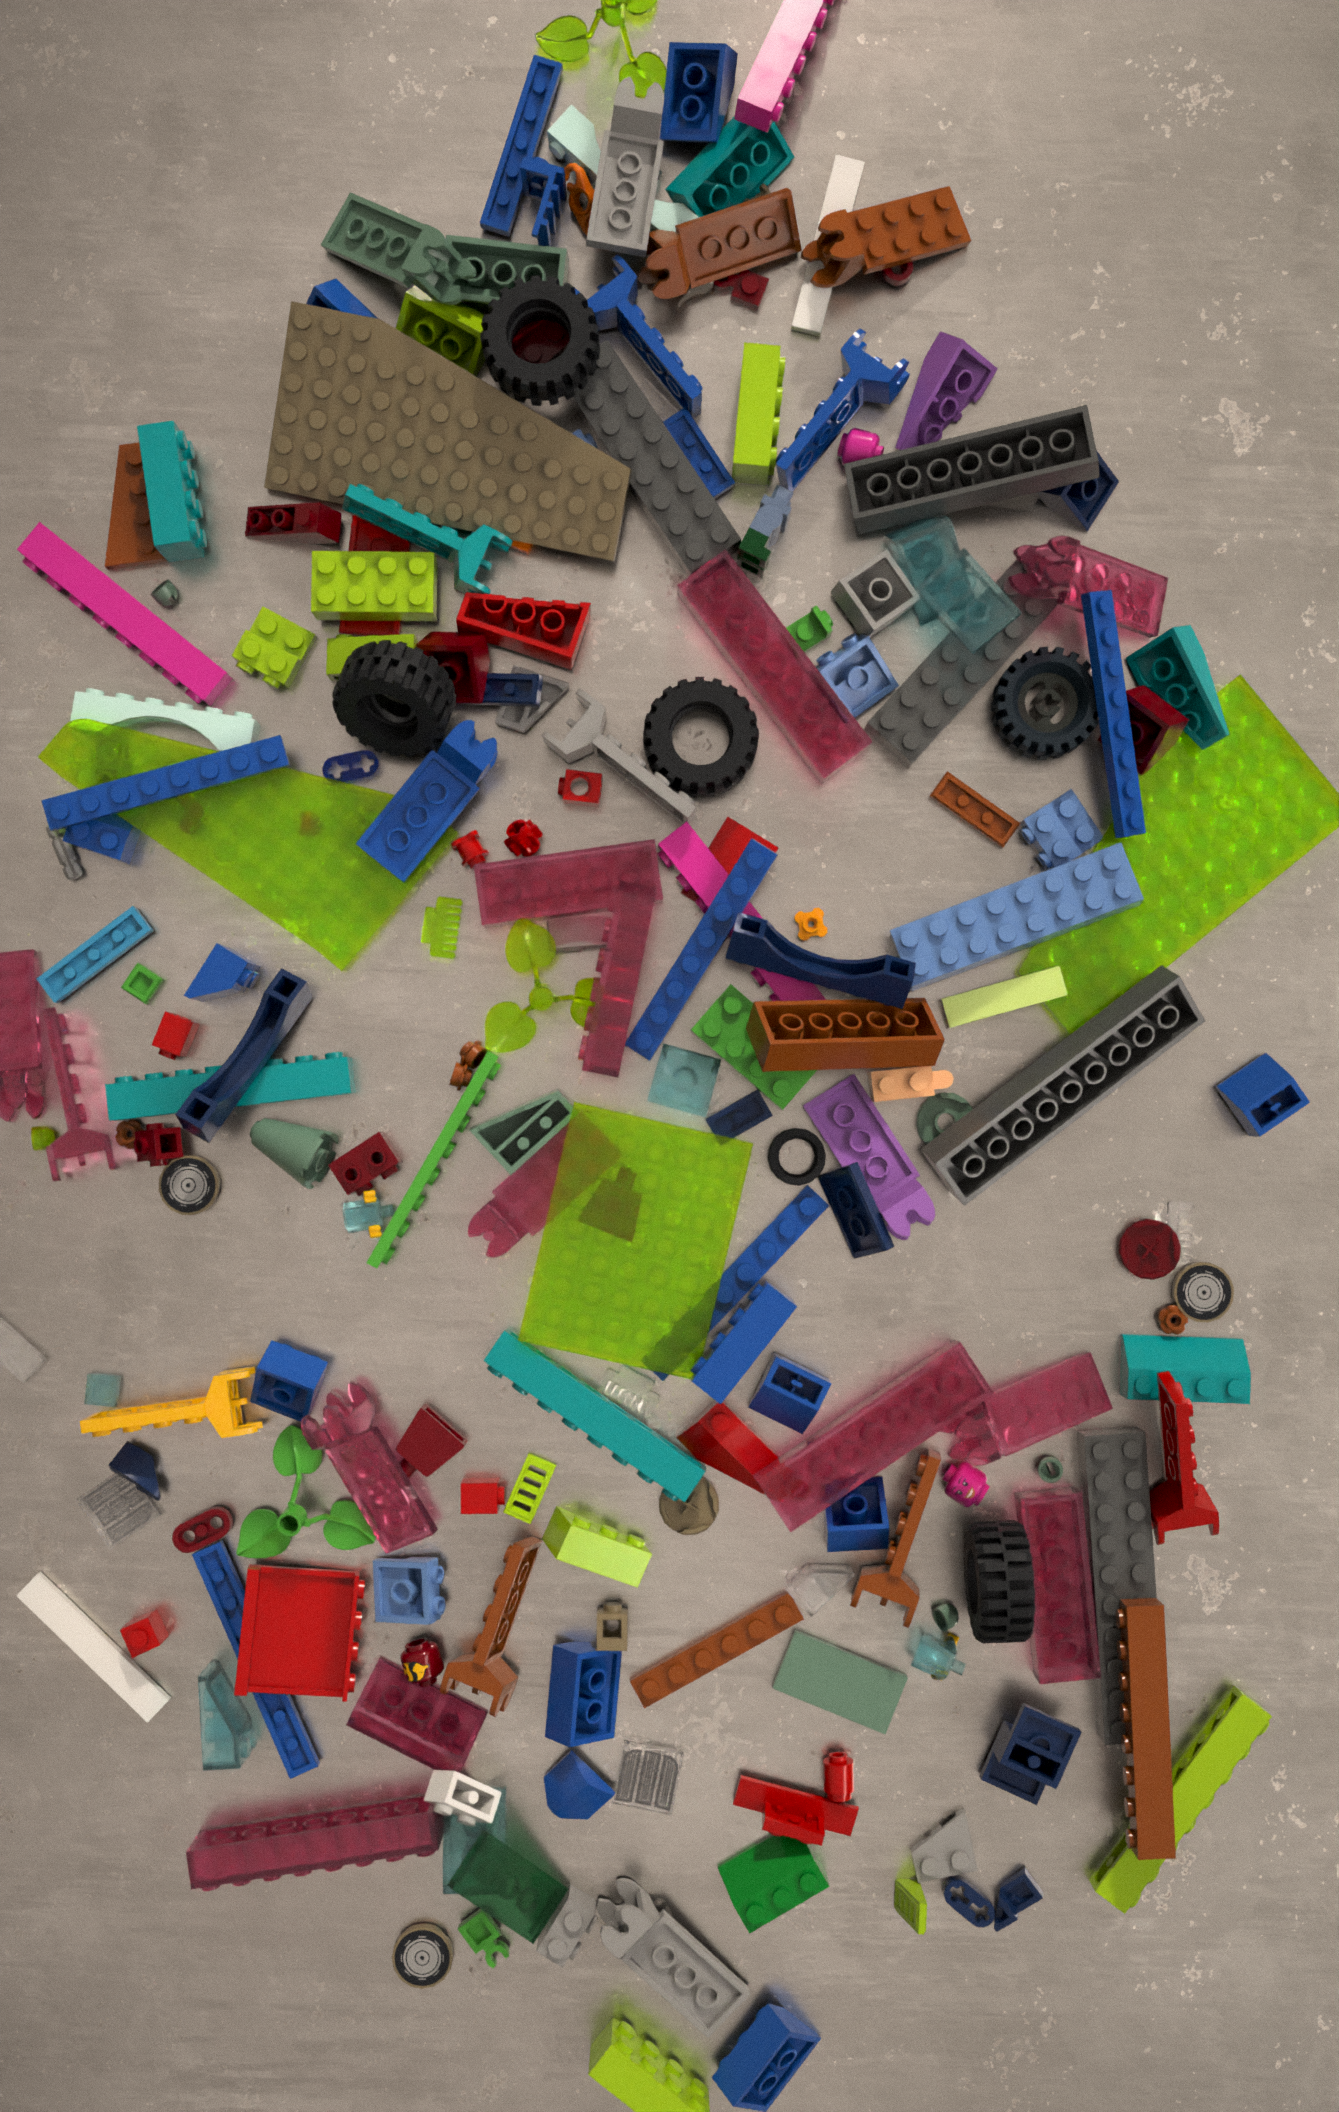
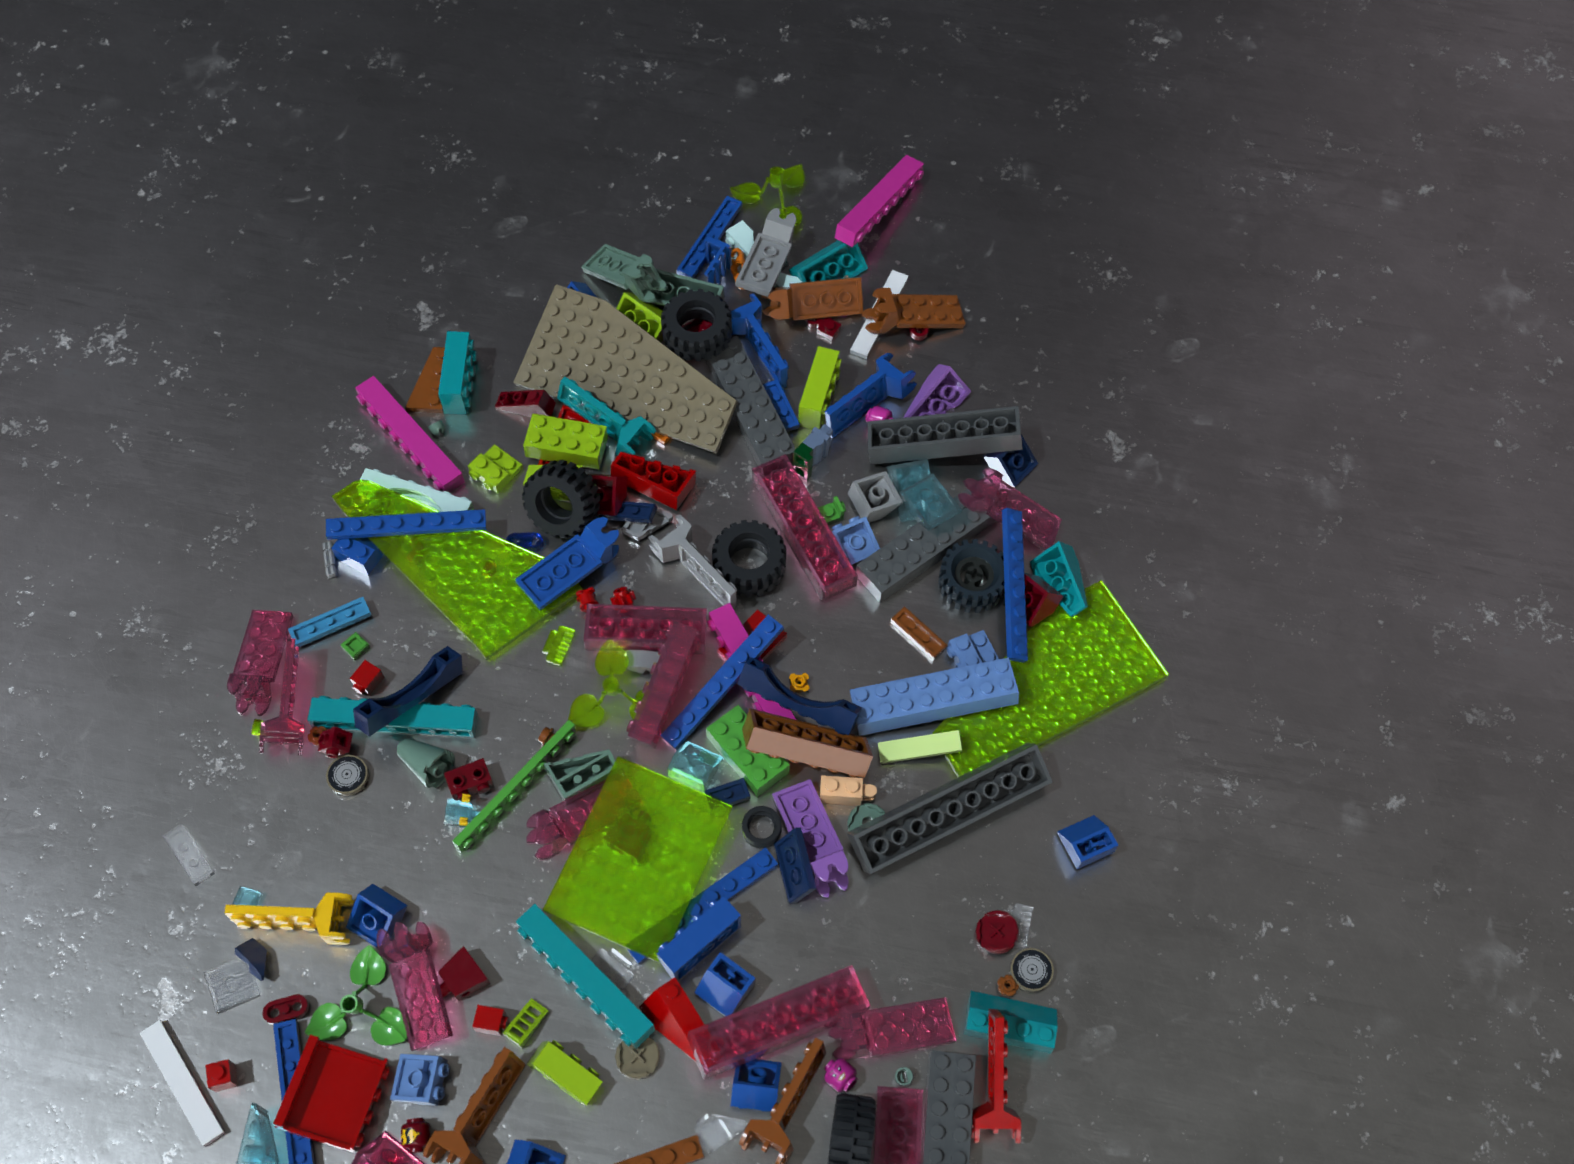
camera: 10 degrees right, 25 degrees down
(223, 975) = (407, 645): blue slope -> none
(472, 1054) = (557, 722): dark orange plate -> none
(593, 794) = (671, 583): red brick -> none
(612, 1638) = (561, 1145): dark tan brick -> none
(697, 91) = (817, 224): blue slope -> none

